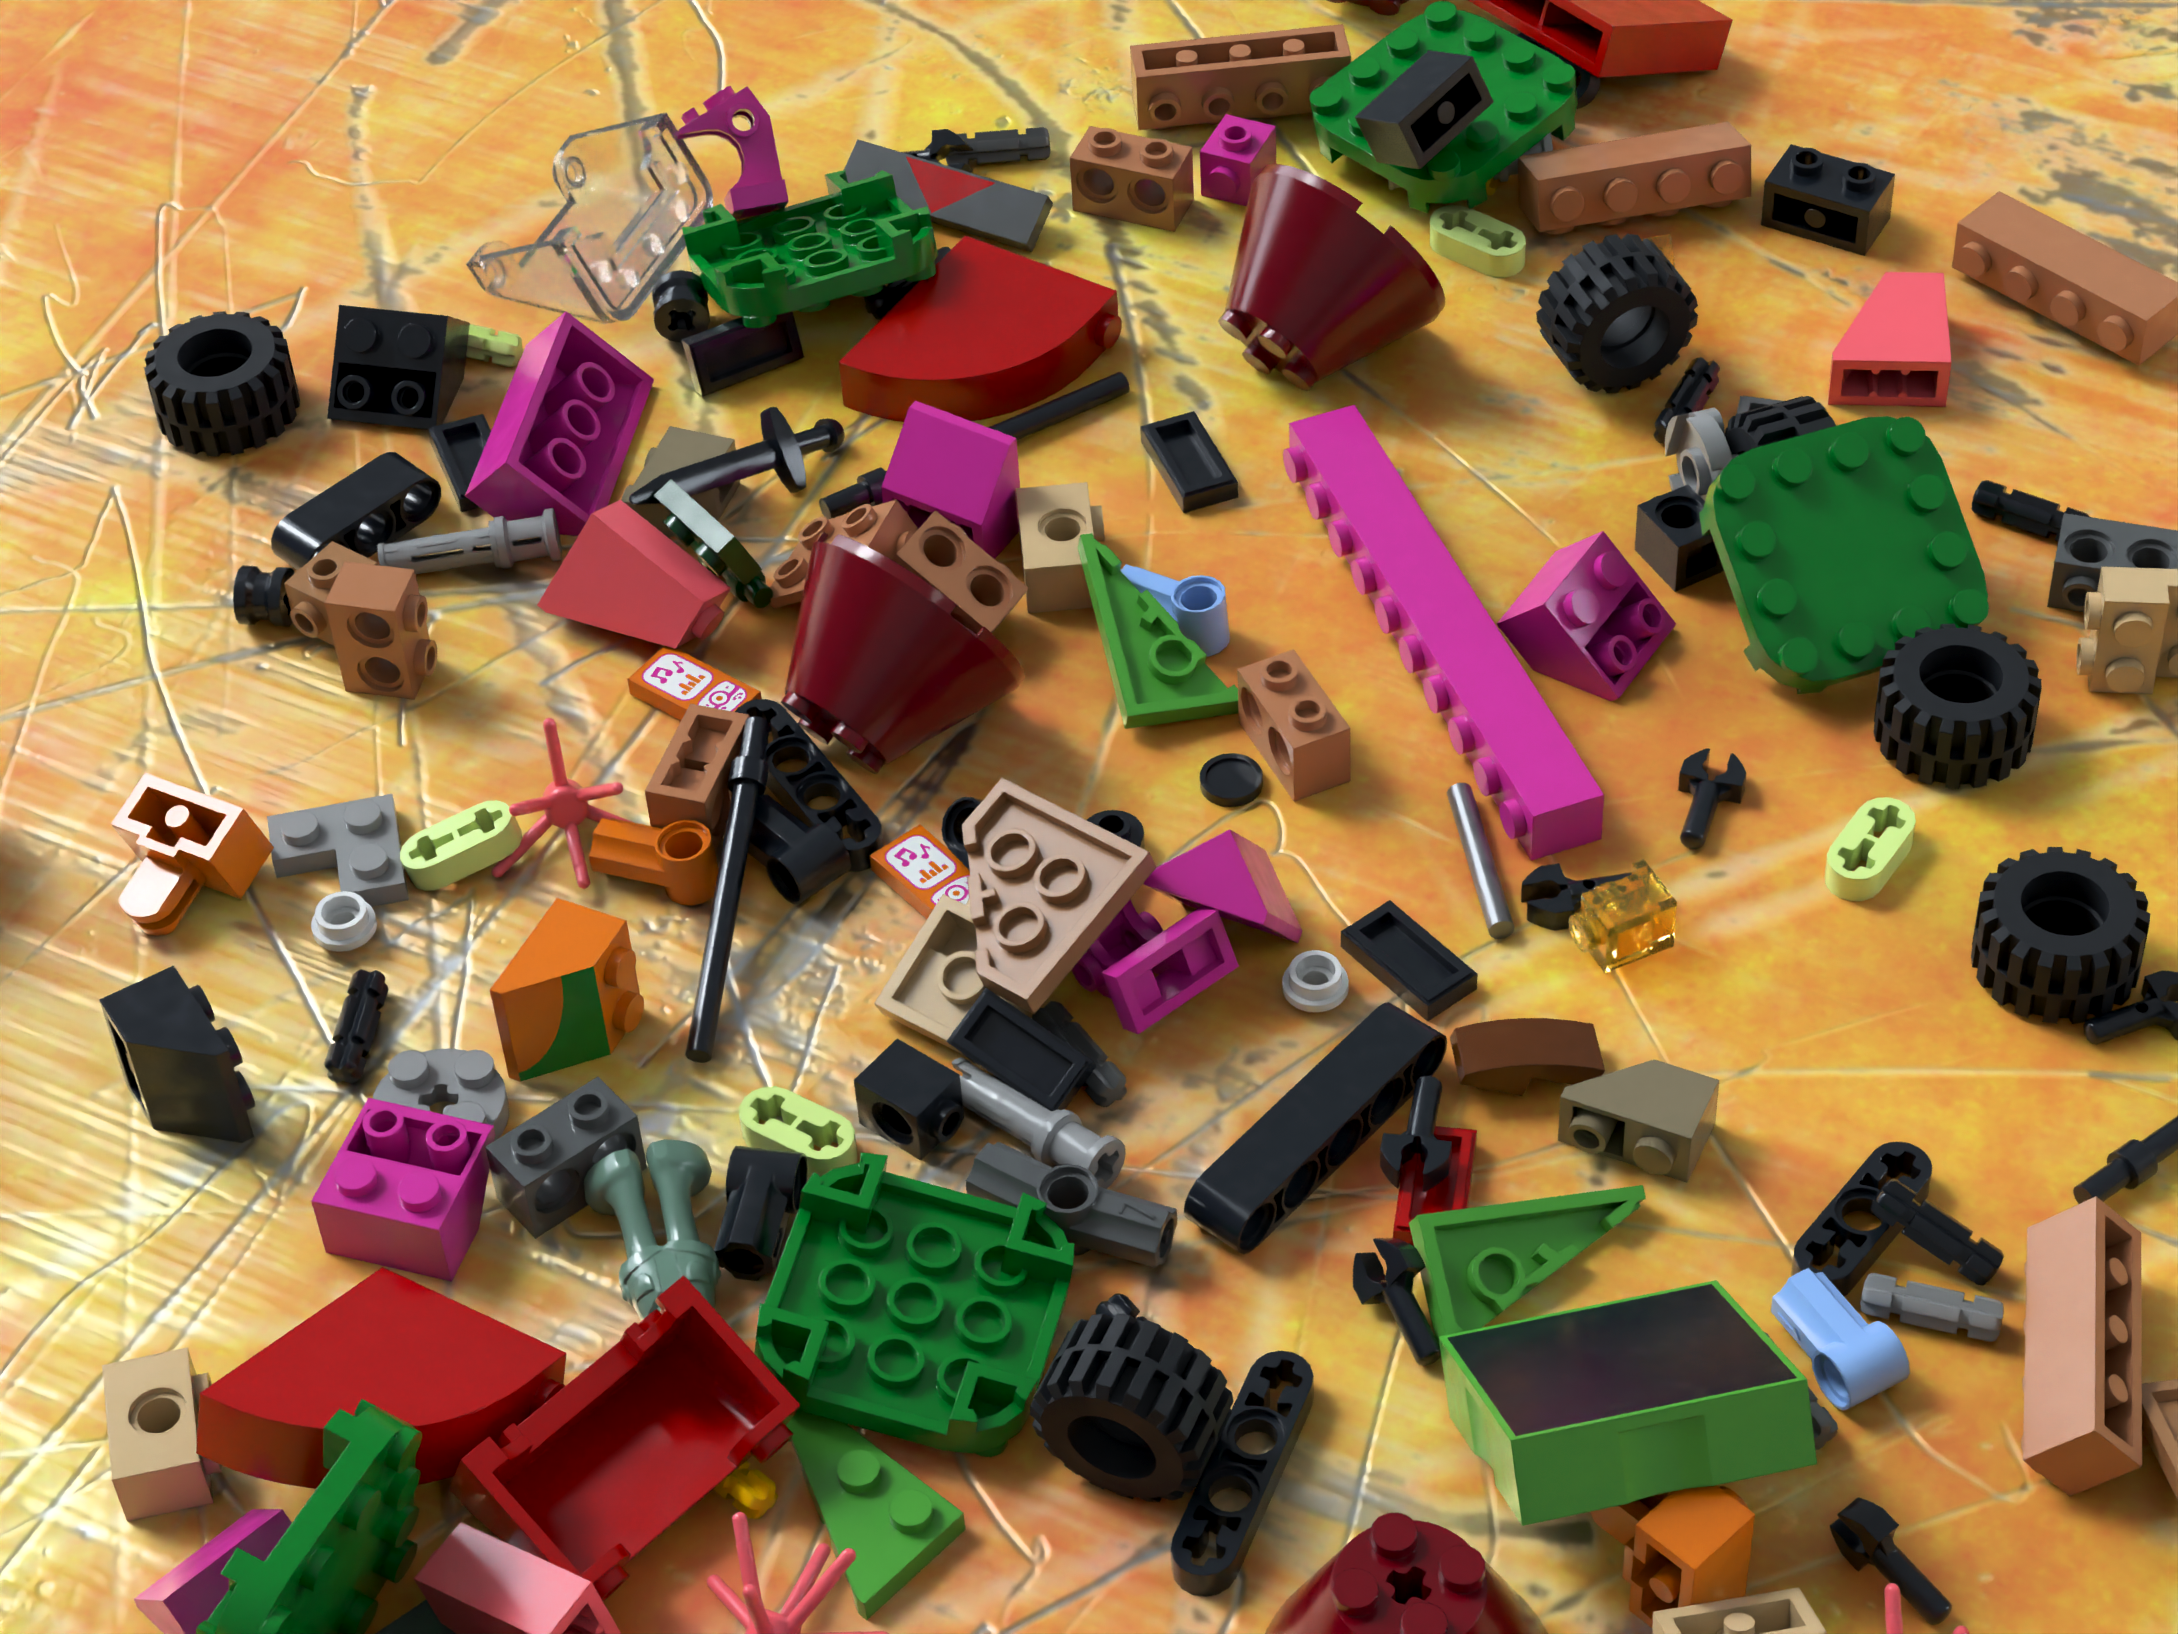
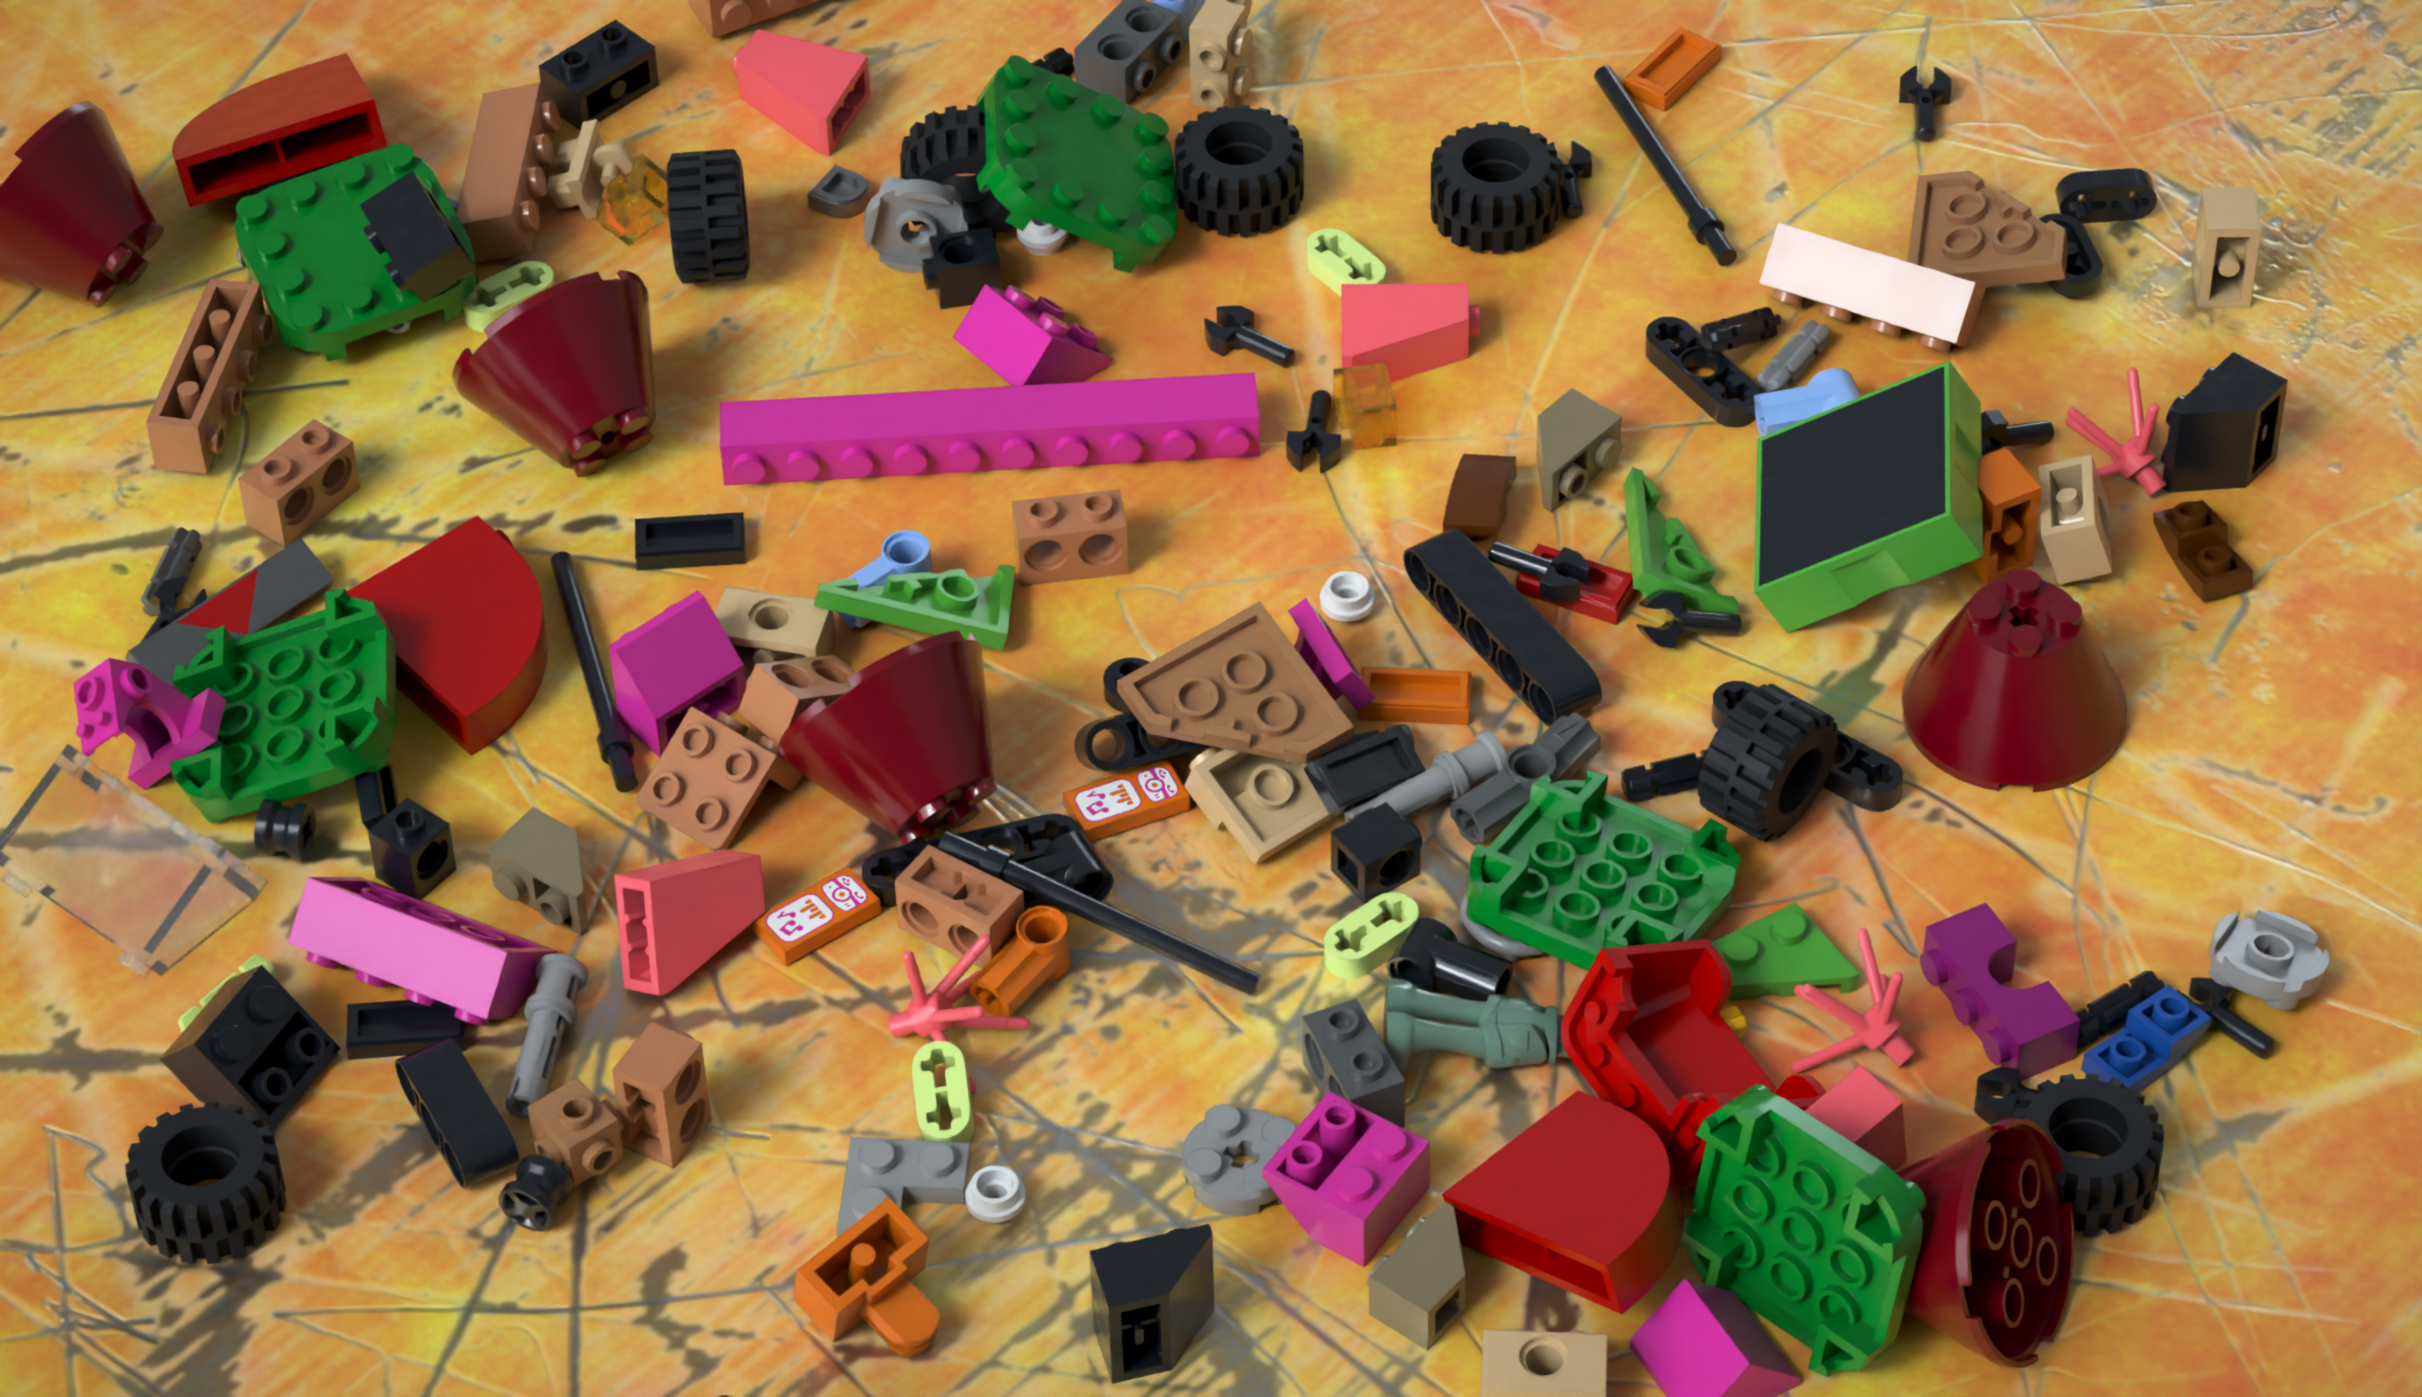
camera: 75 degrees left, 0 degrees up
(273, 1288) = (1422, 1281): none -> dark tan slope
(356, 1026) = (1123, 1202): black axle -> none
(567, 992) = (1178, 1025): orange slope -> none
(673, 387) = (412, 849): none -> black brick
(714, 545) = (669, 838): dark green plate -> none
(778, 451) = (529, 777): black sword -> none
(1190, 1083) = (1417, 695): none -> orange tile
(1231, 780) = (1090, 602): black piece -> none
(1233, 879) = (1265, 579): dark pink slope -> none
(1234, 157) = (309, 397): dark pink brick -> none
(1409, 960) = (1341, 544): black tile -> none
(1480, 861) = (1254, 478): flat silver bar -> none
(1689, 394) = (792, 227): black axle -> none
(1696, 229) = (587, 170): none -> tan hips
(1766, 914) = (1406, 326): none -> coral slope

